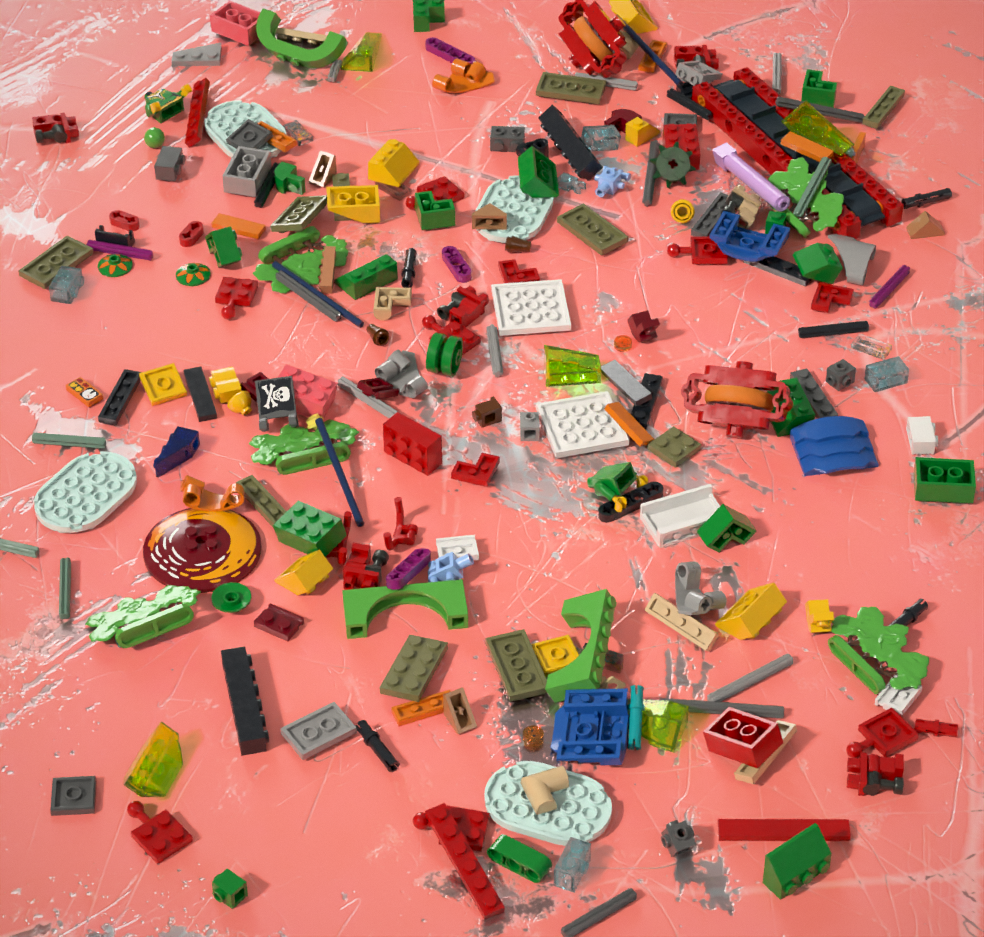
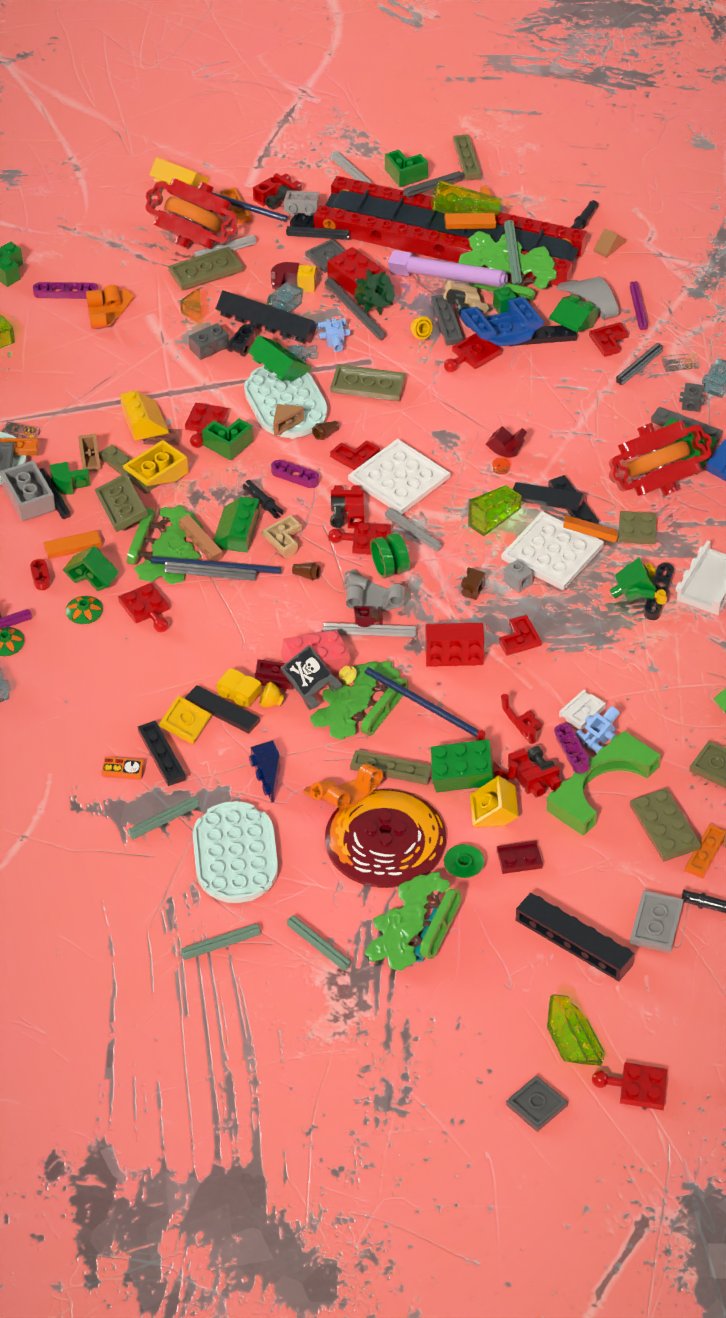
camera: 40 degrees left, 5 degrees up
(528, 108) = (191, 306): none -> clear yellow slope

